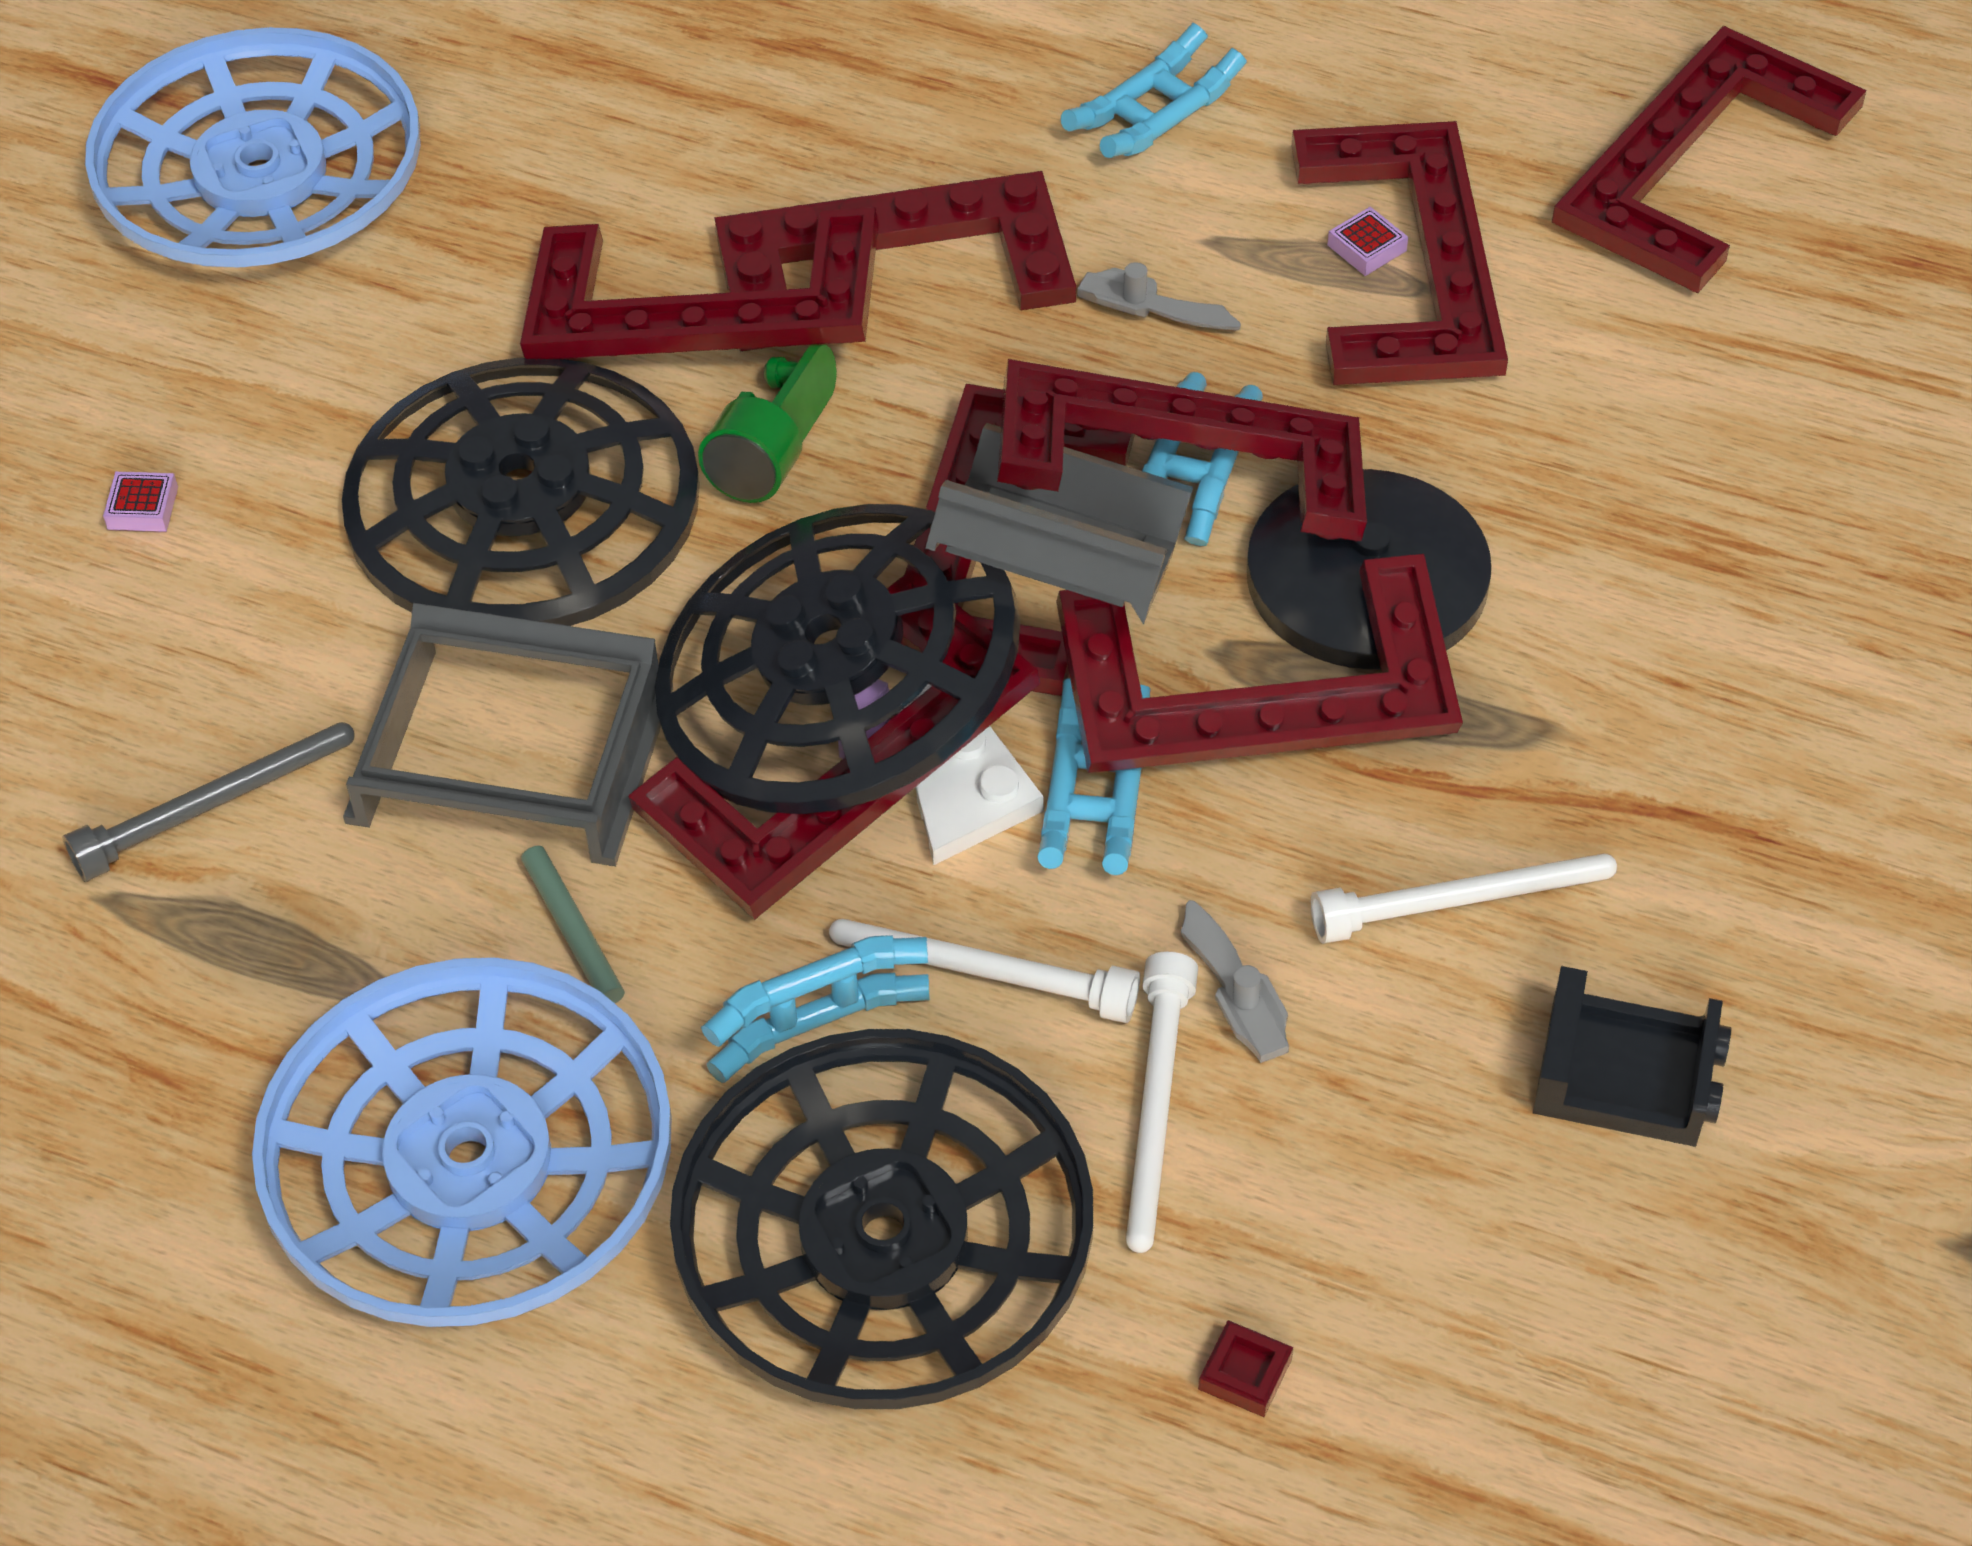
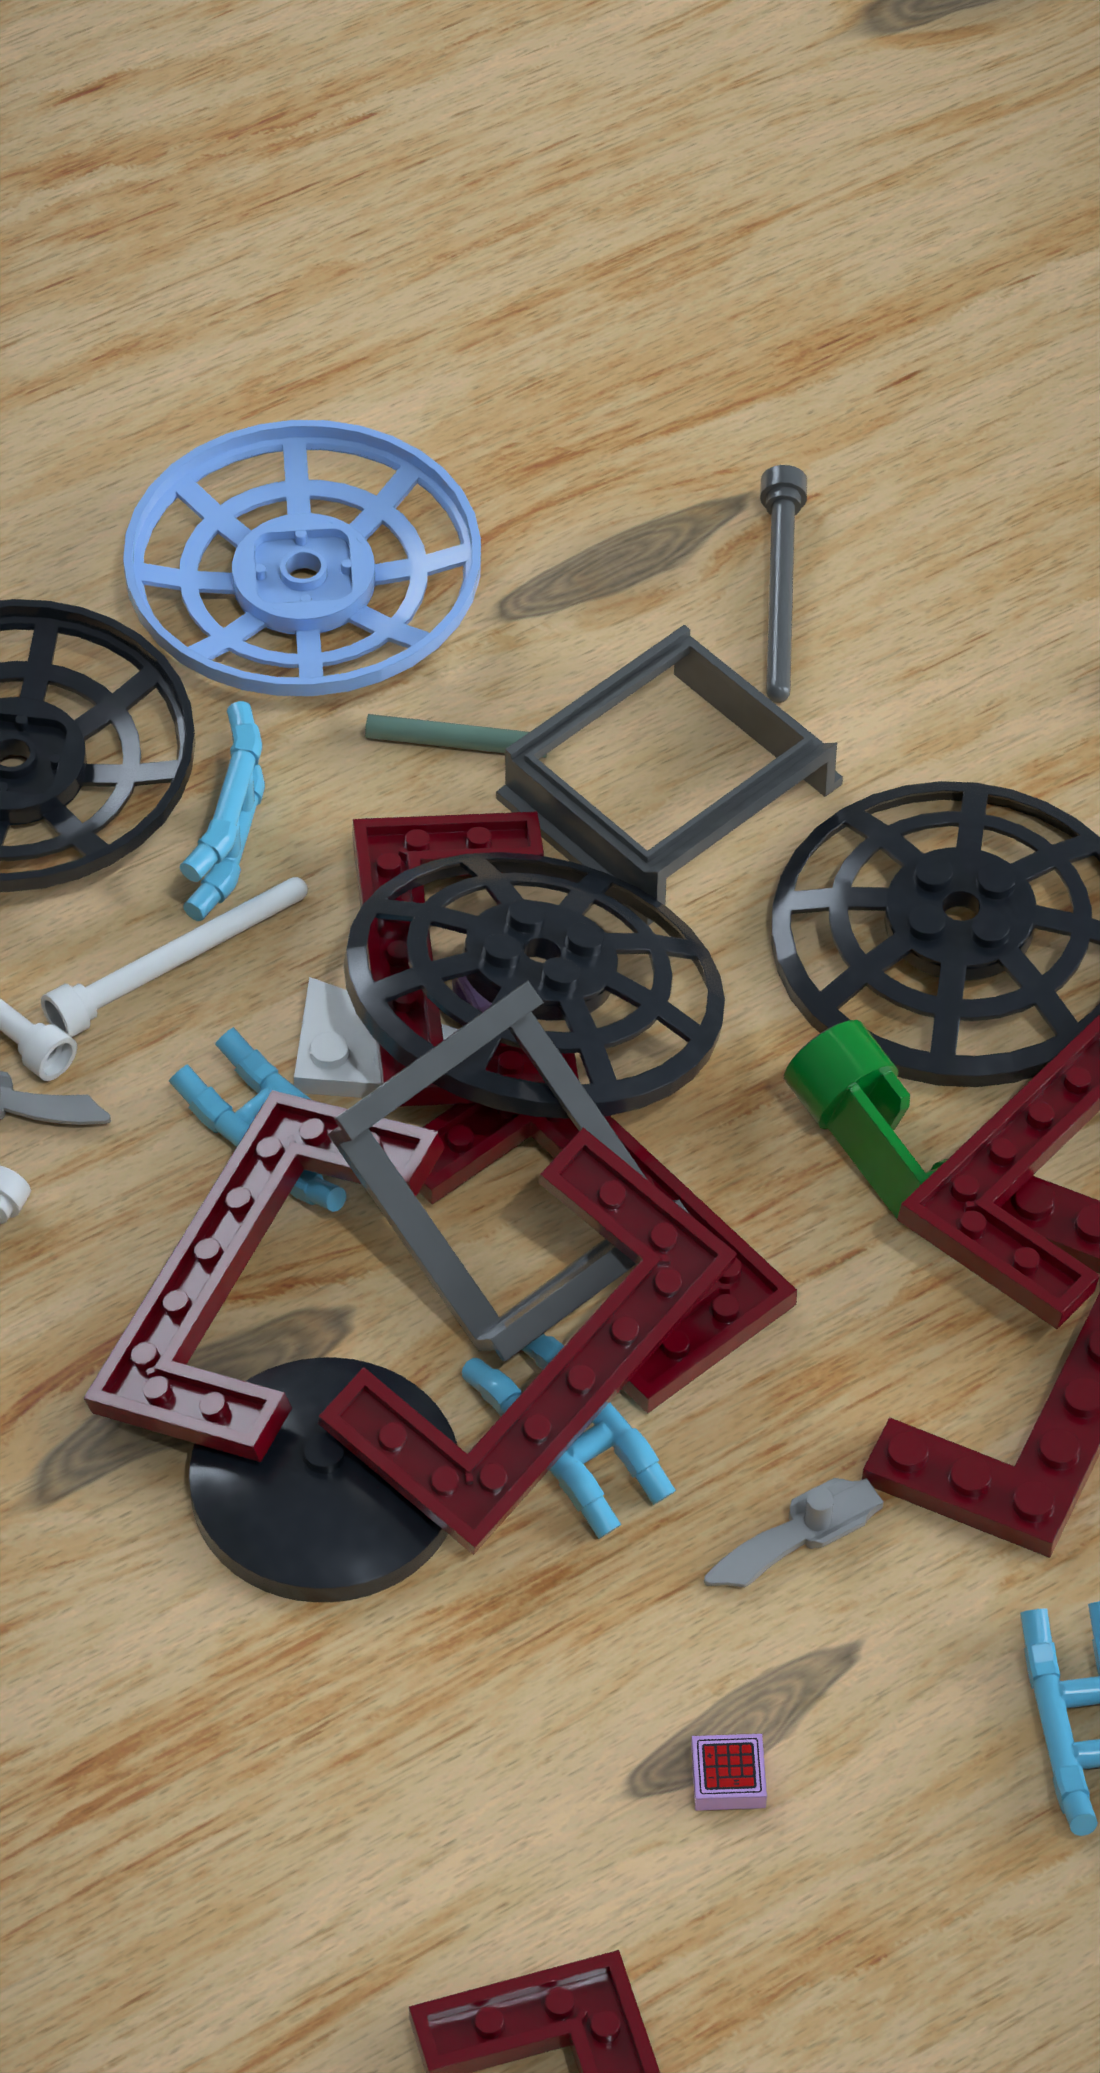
camera: 125 degrees right, 0 degrees up
(1467, 327) = (789, 1904): dark red plate -> none

